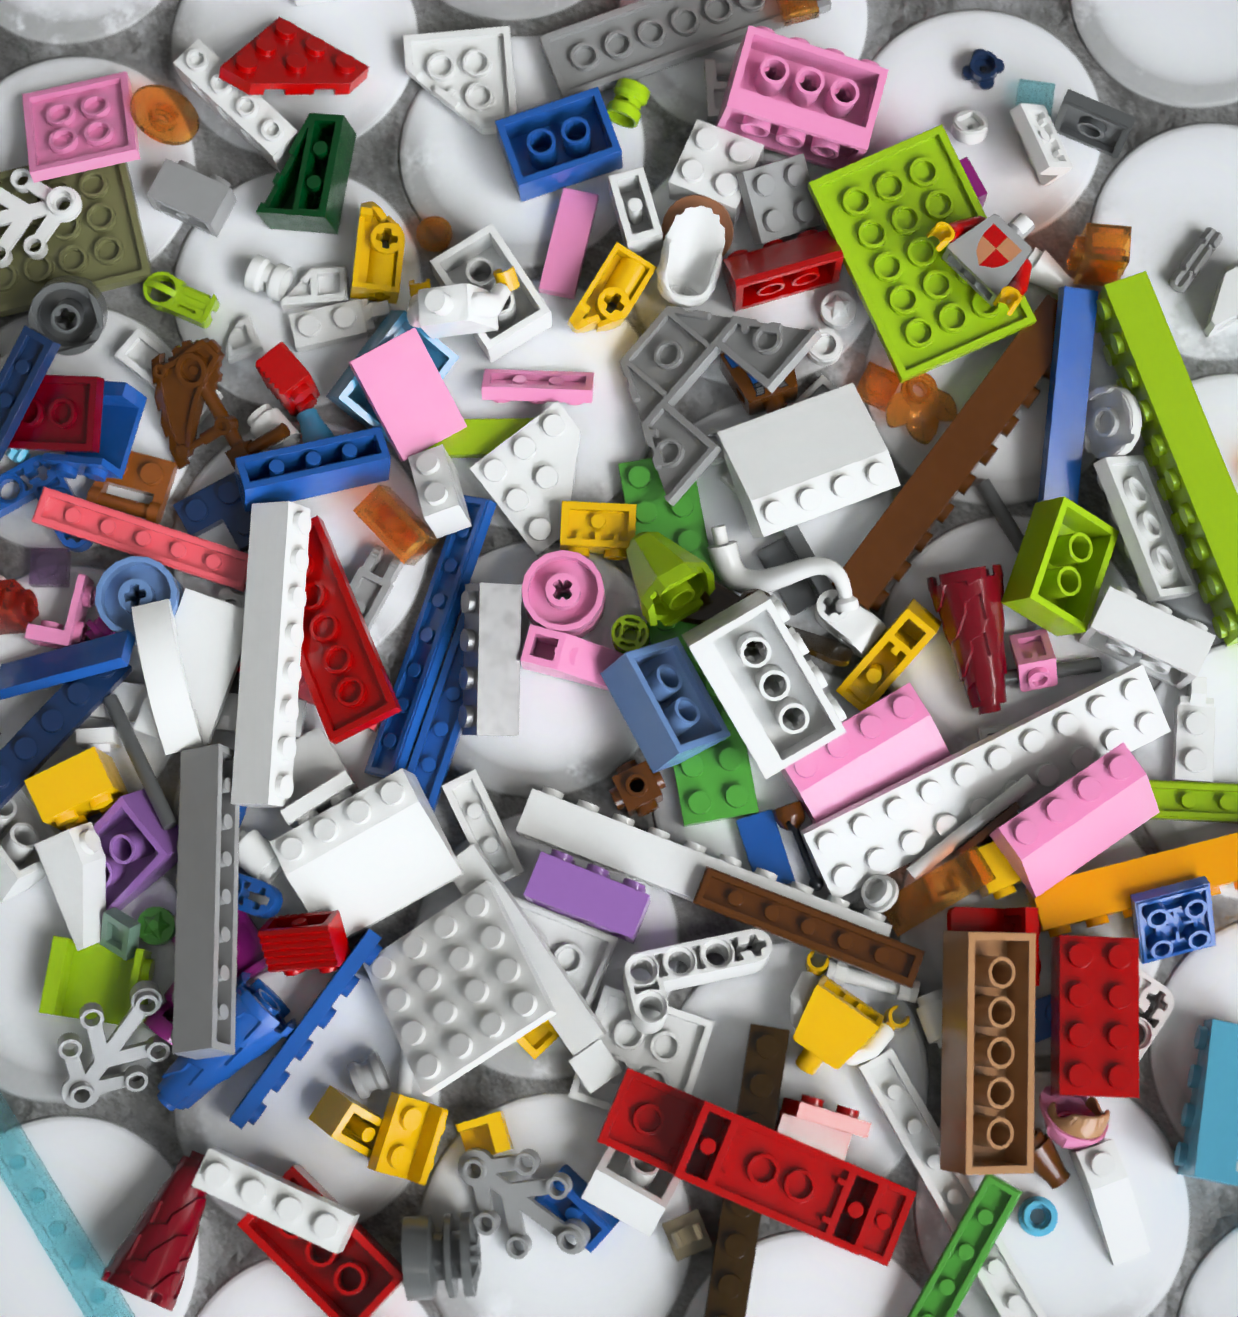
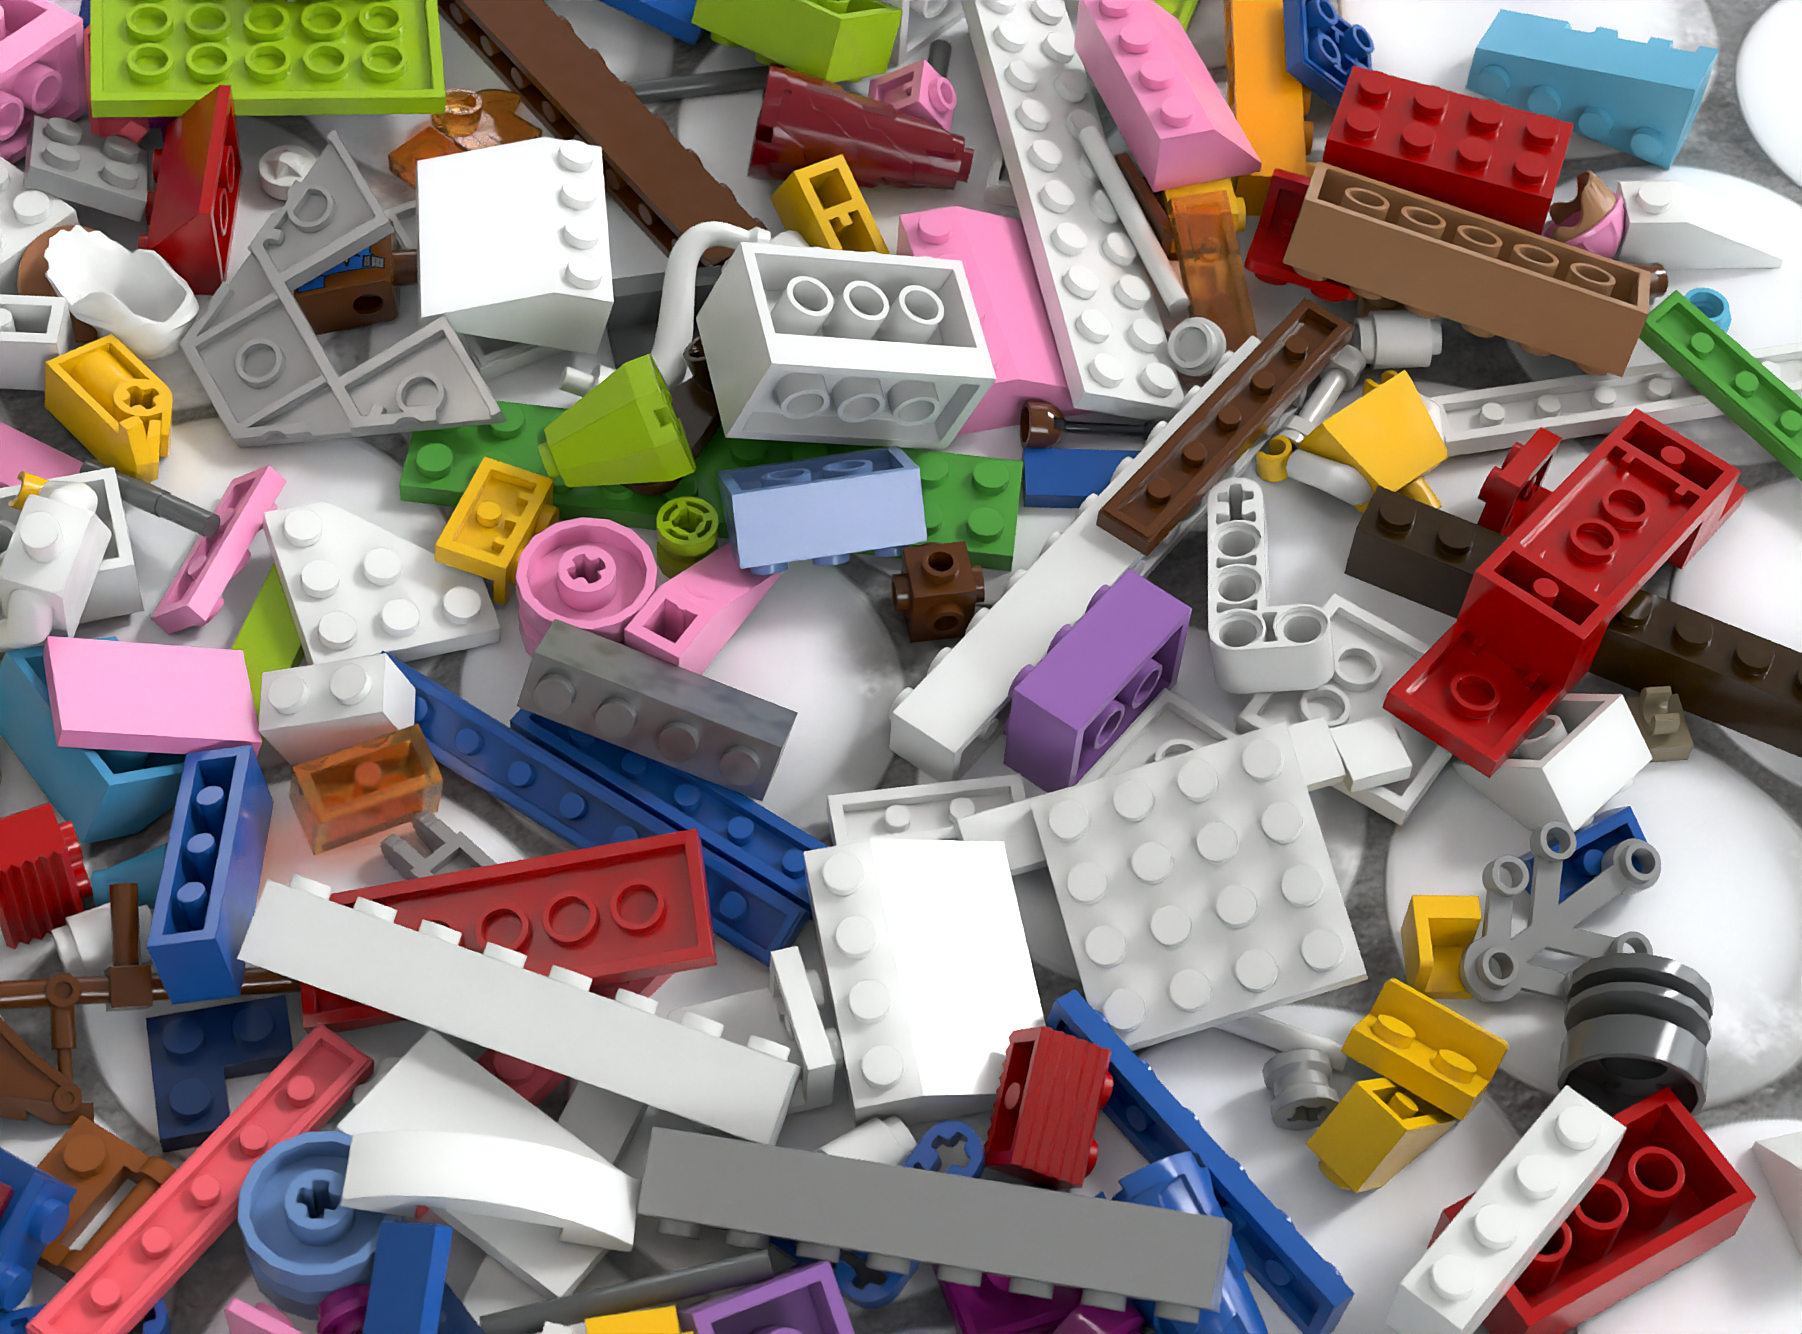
camera: 85 degrees left, 25 degrees down
(555, 335) = (161, 502): none -> dark grey piece

